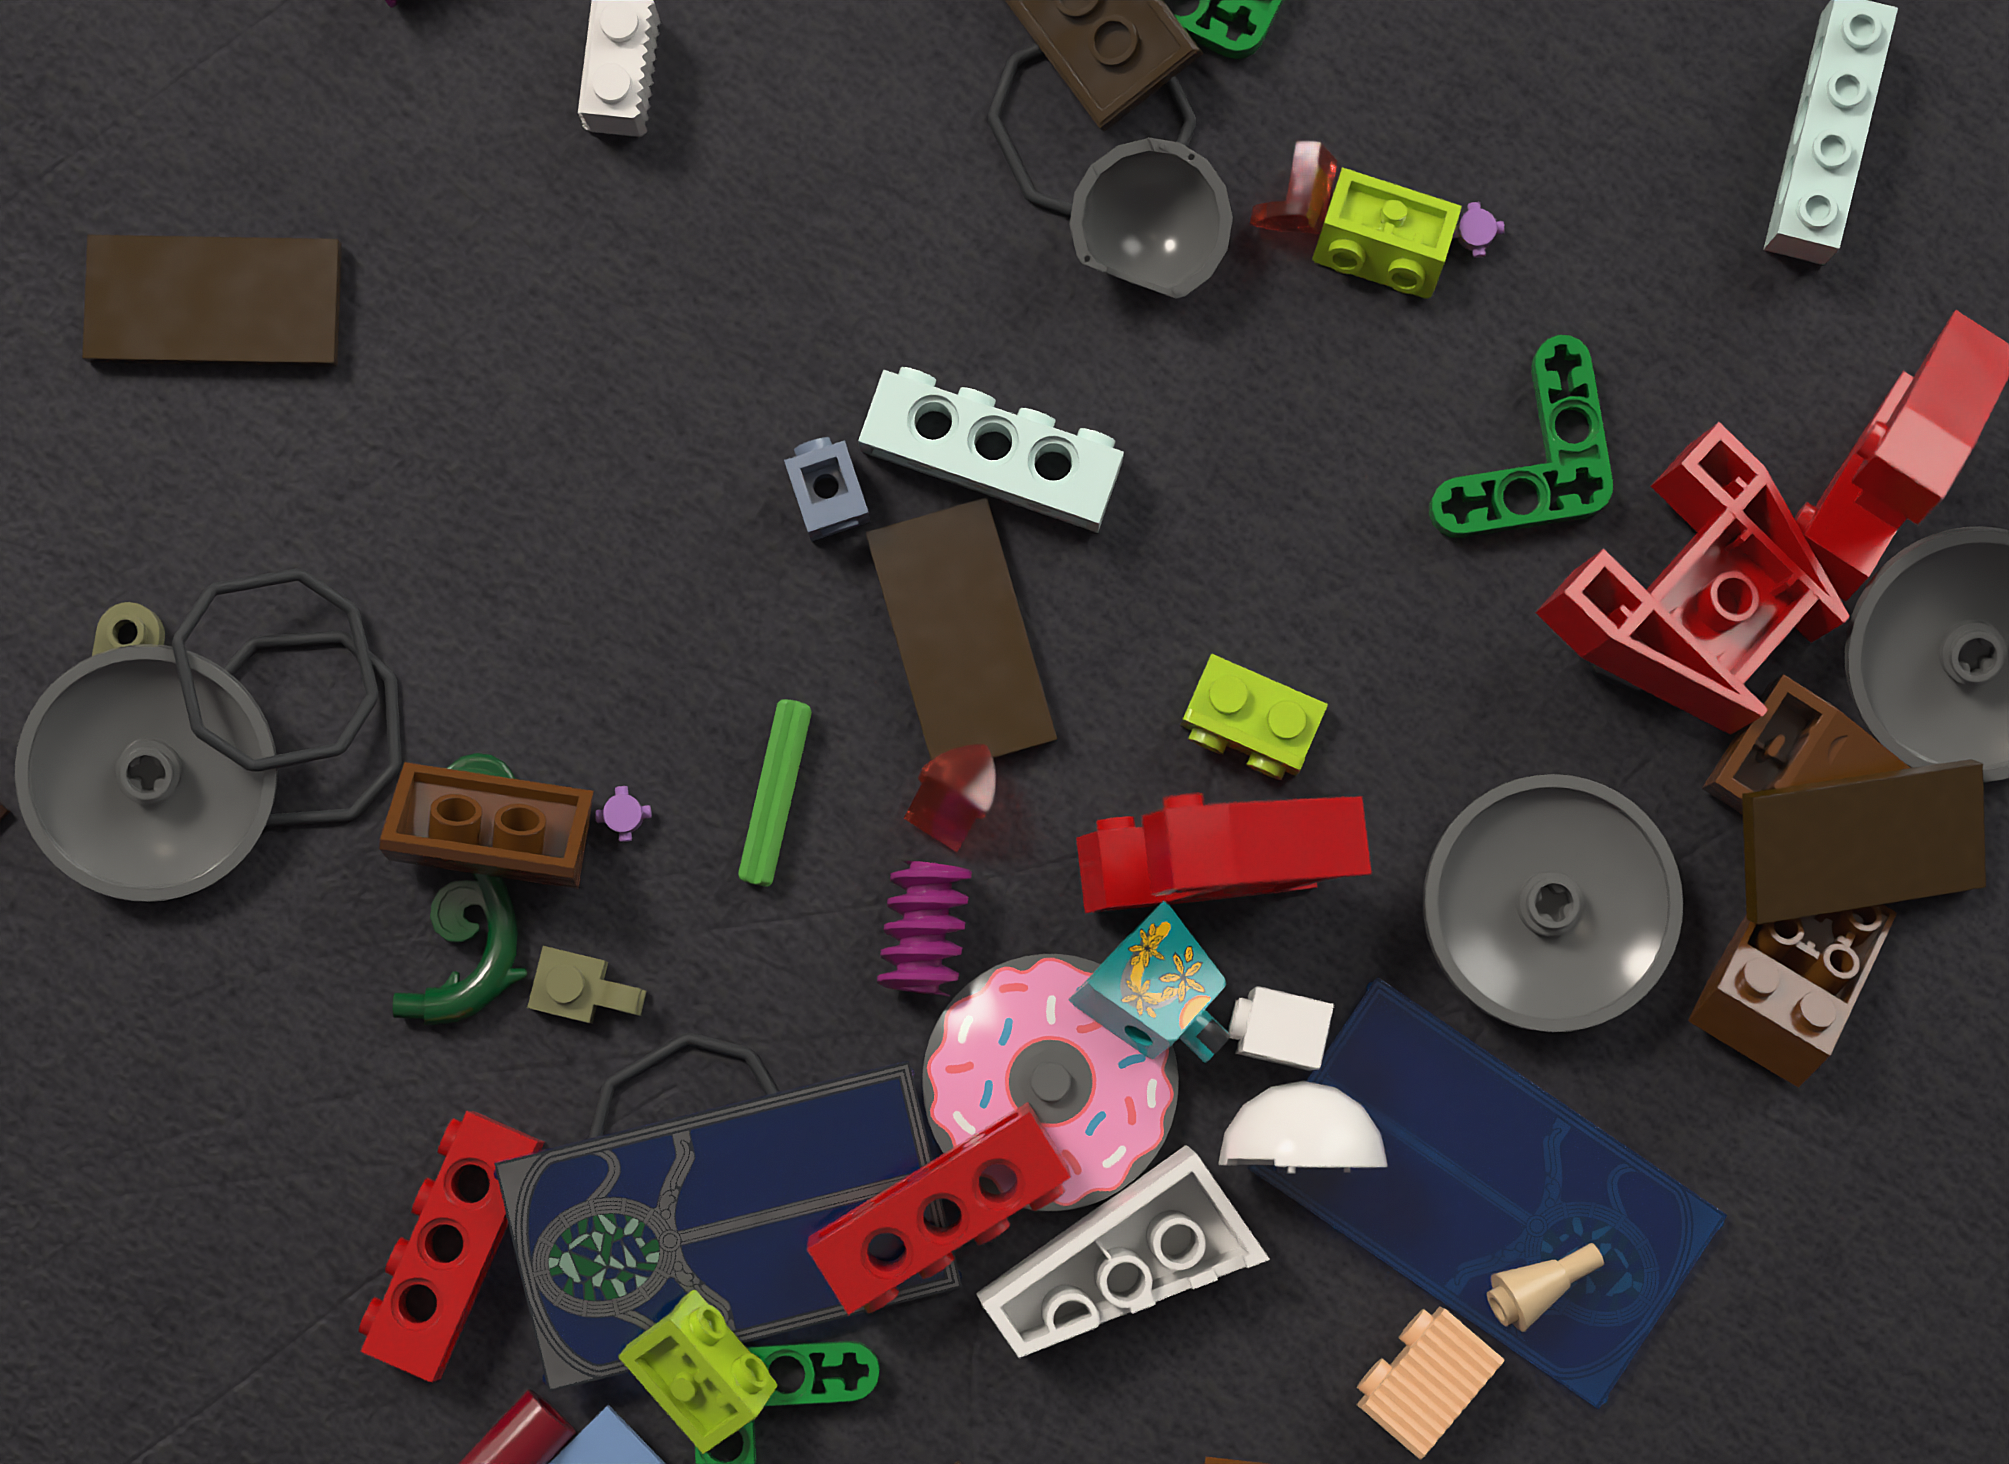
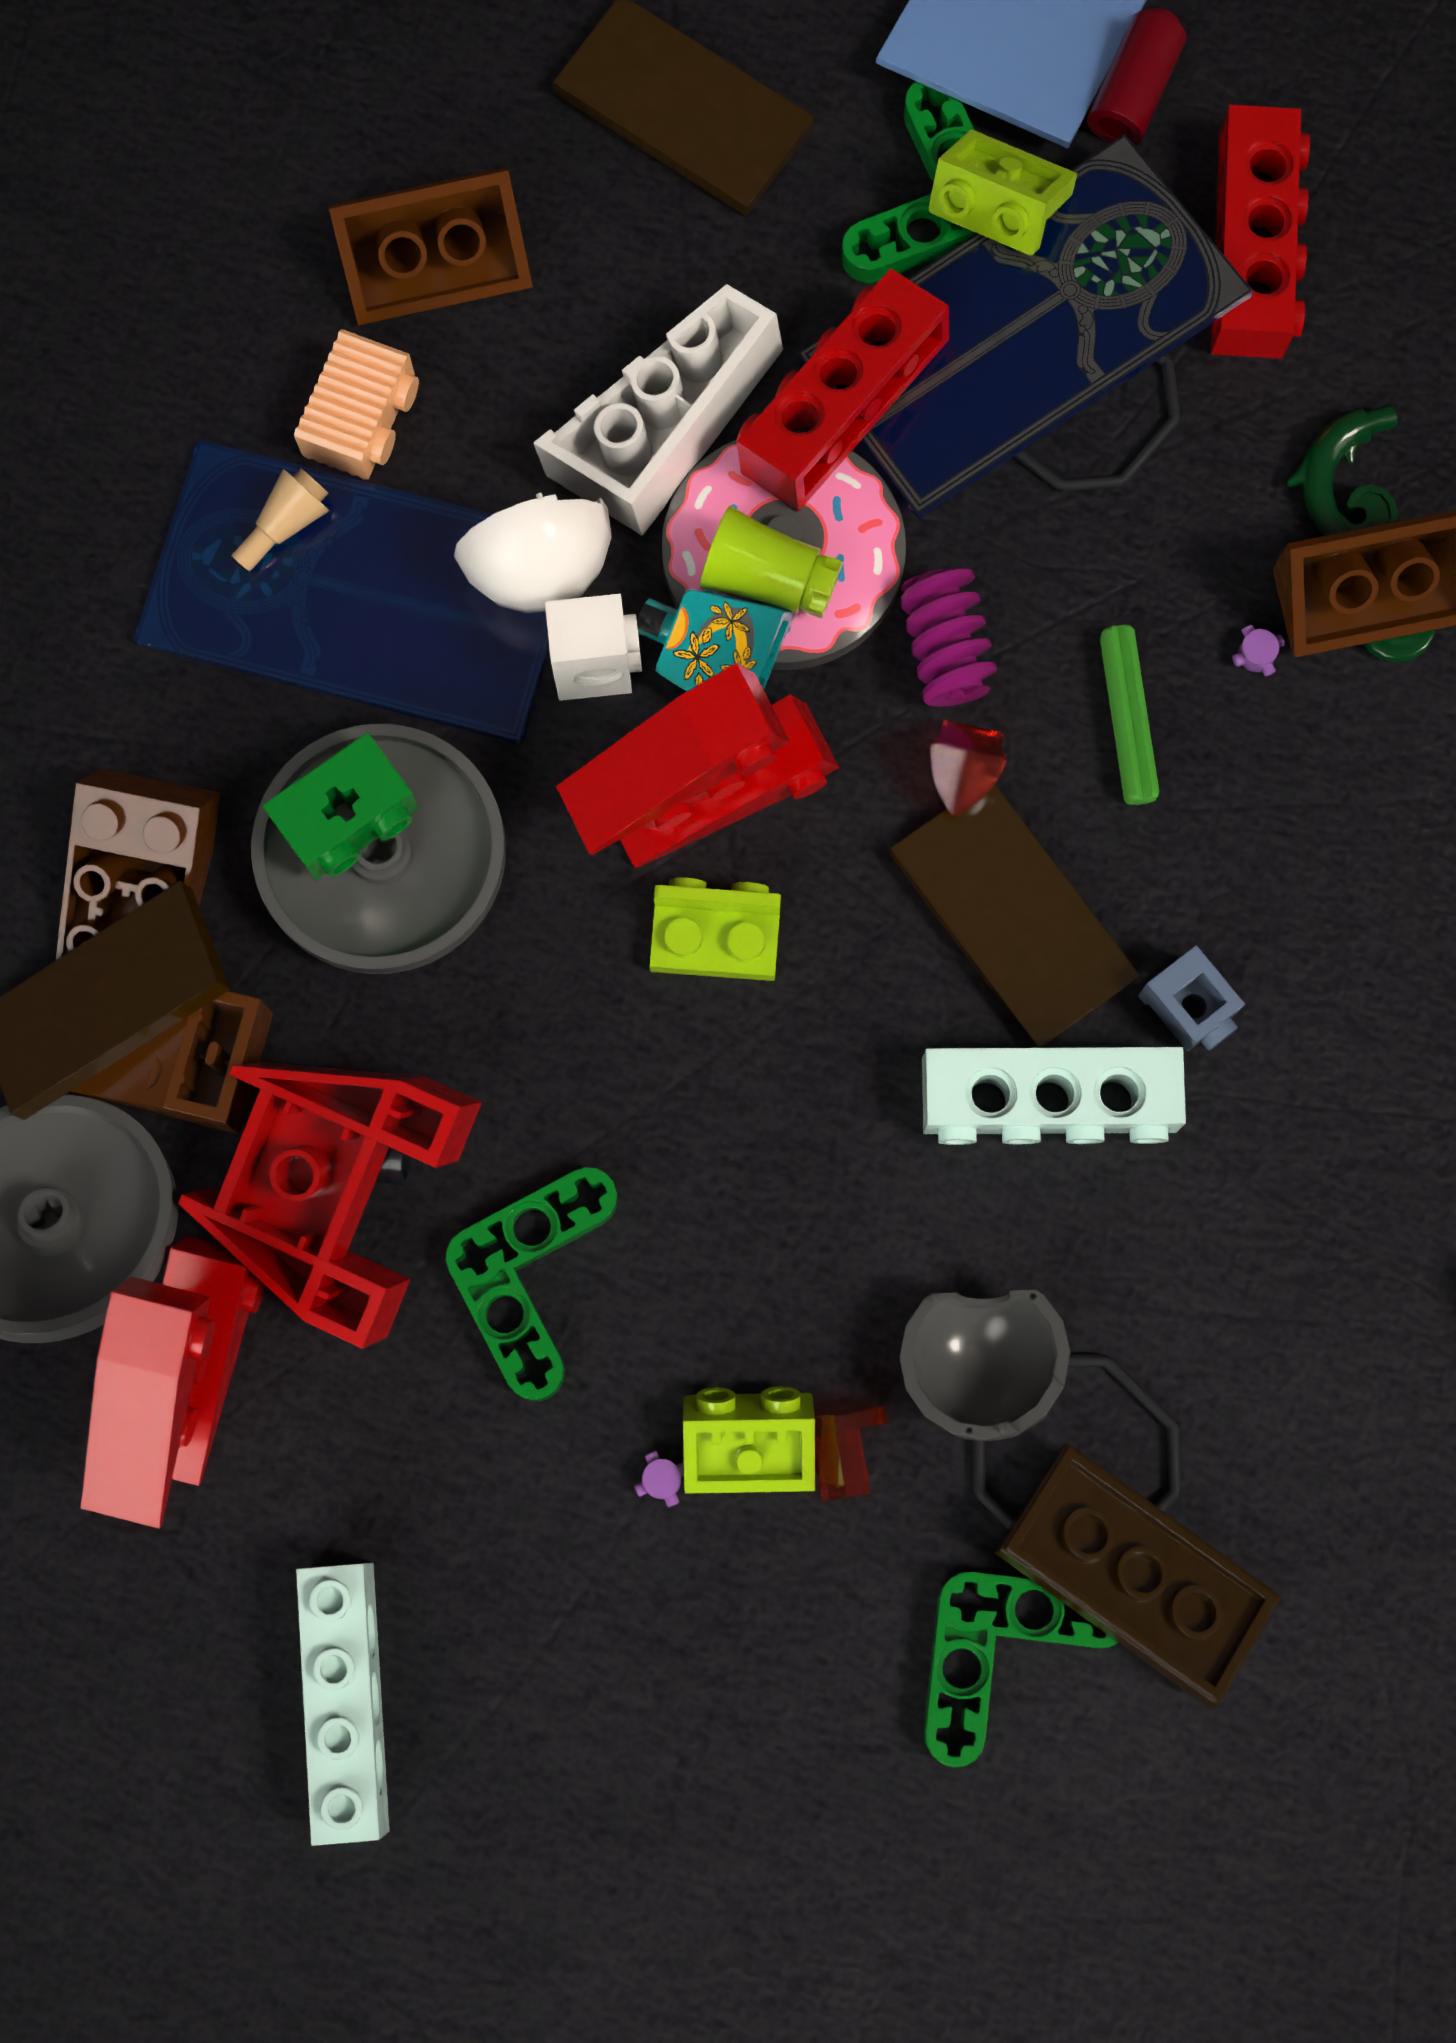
camera: 160 degrees right, 5 degrees down
(575, 985) = (1238, 485): olive plate -> none
(1081, 1041) = (768, 566): none -> lime plant
(1618, 929) = (361, 780): none -> green brick

